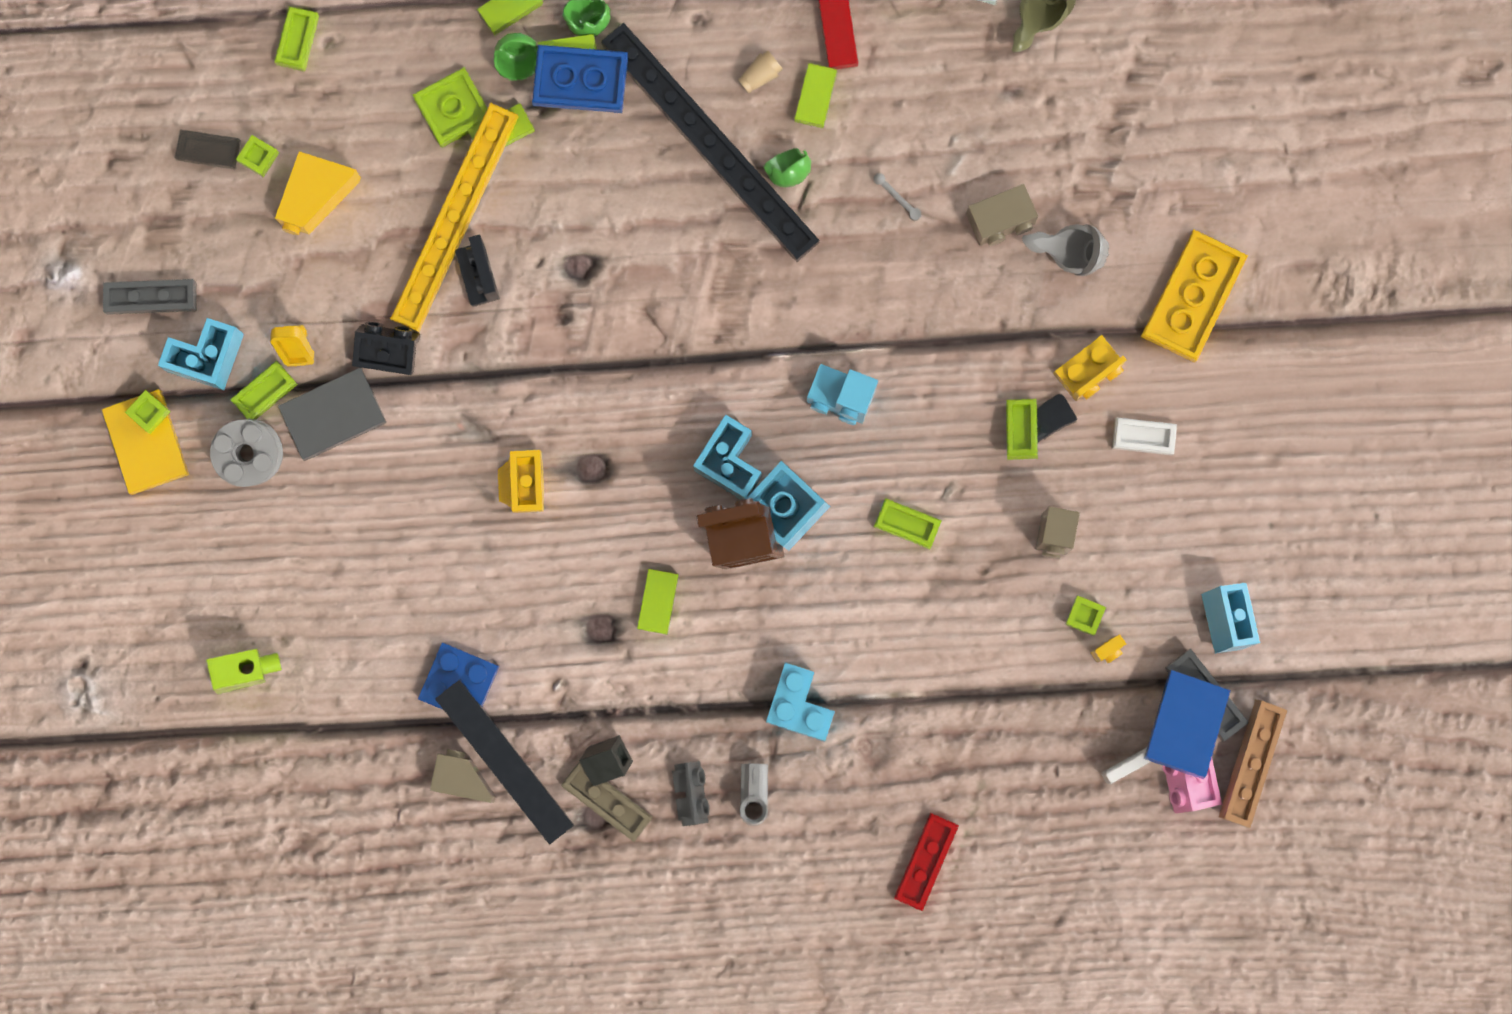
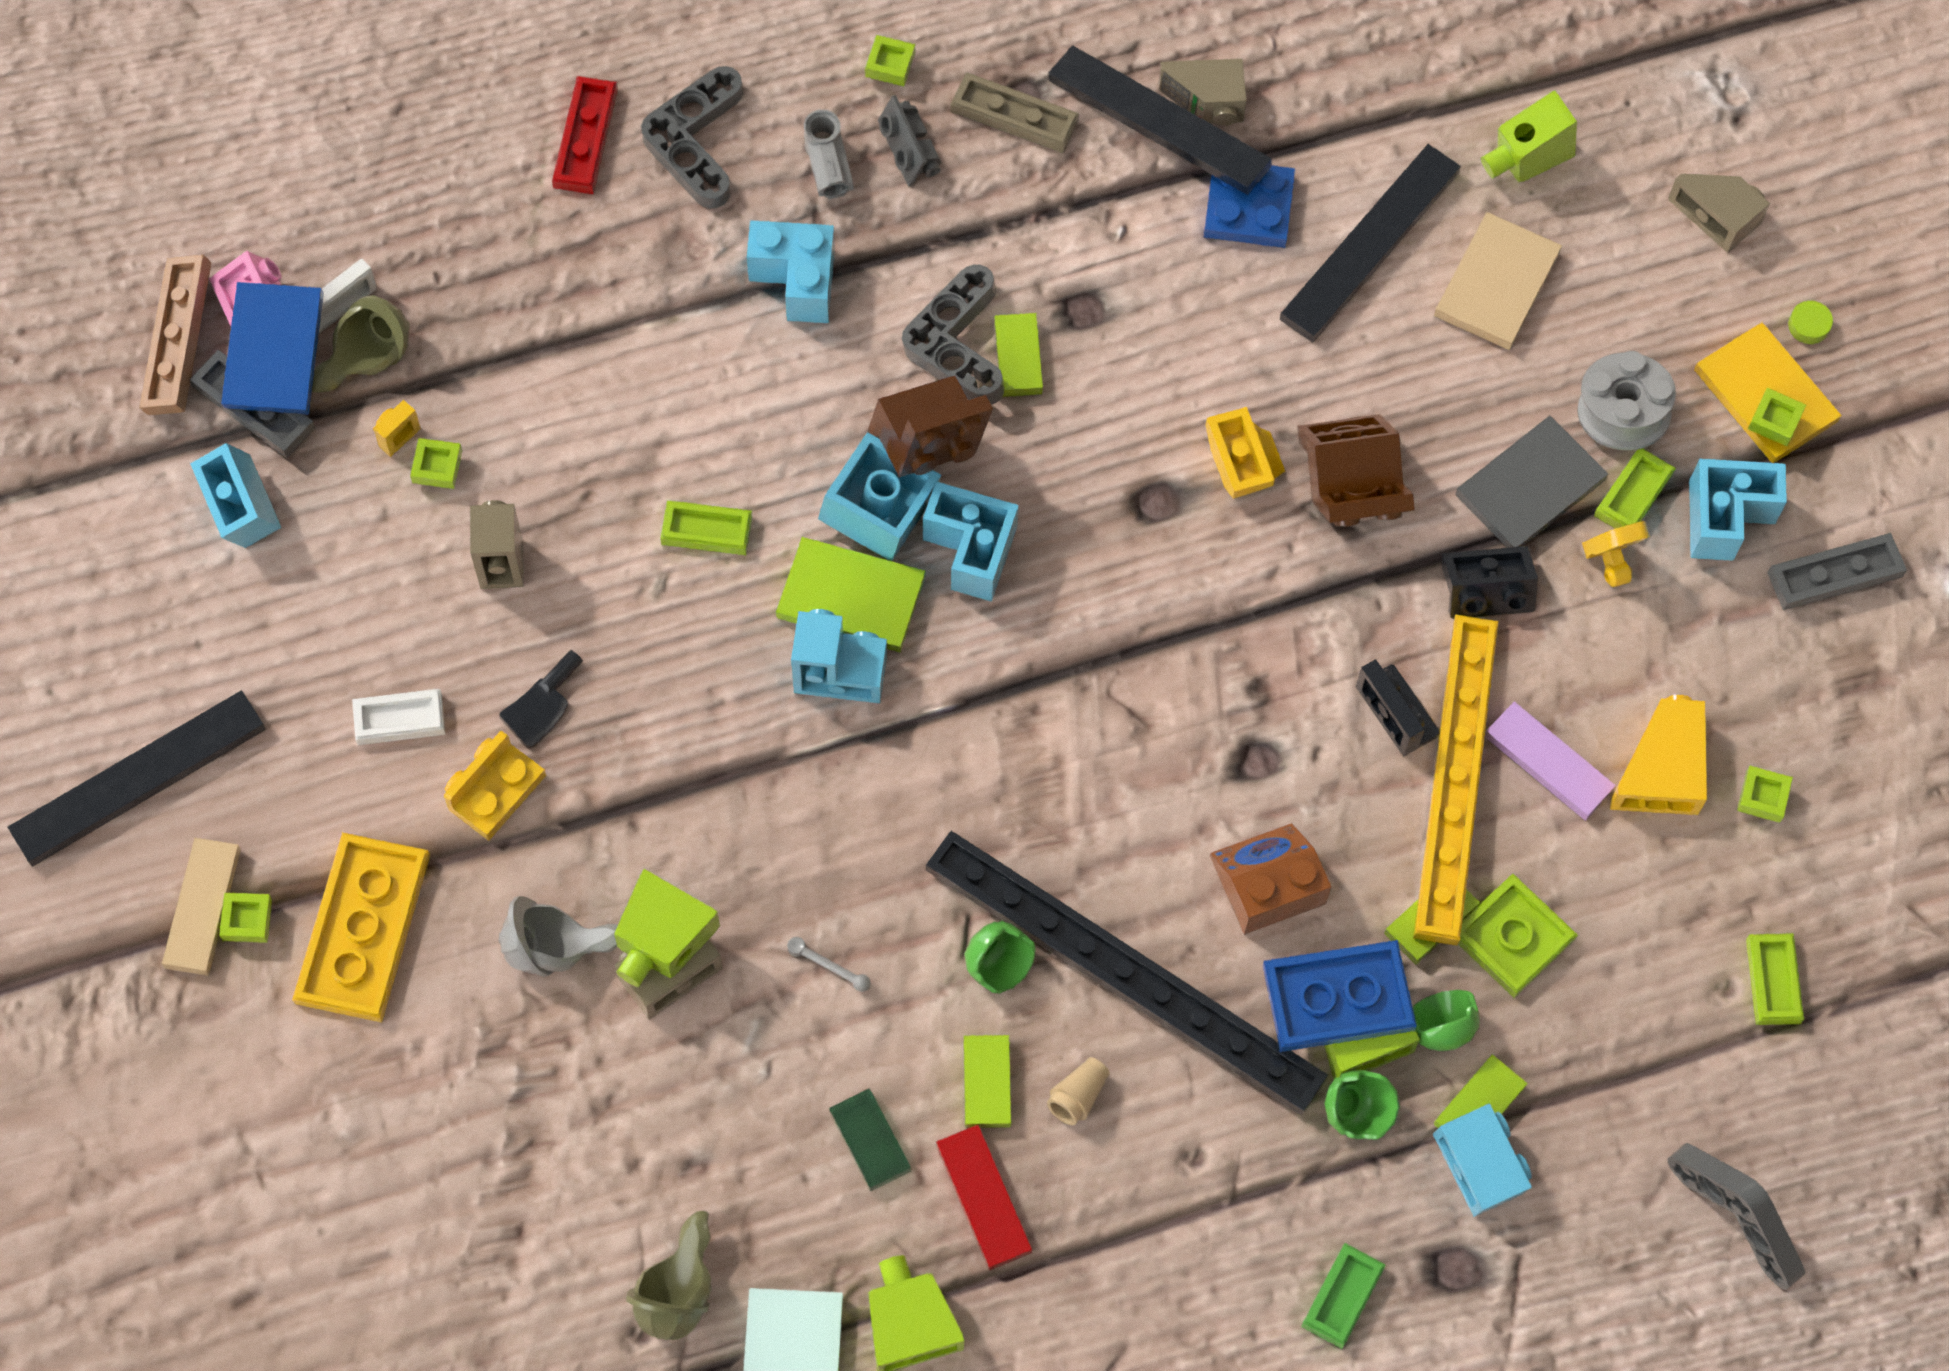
camera: 160 degrees right, 15 degrees down
(94, 487) = (1810, 322): none -> lime tile
(121, 586) = (1720, 206): none -> dark tan slope
(207, 149) = (1839, 790): clear smoke tile -> none
(301, 575) = (1497, 280): none -> tan tile
(381, 628) = (1370, 243): none -> black tile
(389, 216) = (1549, 761): none -> lavender tile
(451, 444) = (1356, 469): none -> reddish brown bracket
(597, 180) = (1271, 877): none -> dark orange slope
(606, 760) = (1029, 150): pearl dark grey panel -> none
(687, 865) = (890, 60): none -> lime plate
(709, 618) = (942, 336): none -> dark grey beam
(820, 448) = (861, 588): none -> lime tile
(853, 849) = (682, 128): none -> dark grey beam
(899, 77) = (870, 1139): none -> clear green tile
(1004, 223) = (661, 929): none -> lime torso
(1021, 429) = (574, 679): lime tile -> none
(1118, 720) = (364, 342): none -> olive piece
(1269, 316) = (245, 917): none -> lime plate
(1296, 334) = (200, 906): none -> tan tile
(1326, 435) = (136, 778): none -> black tile

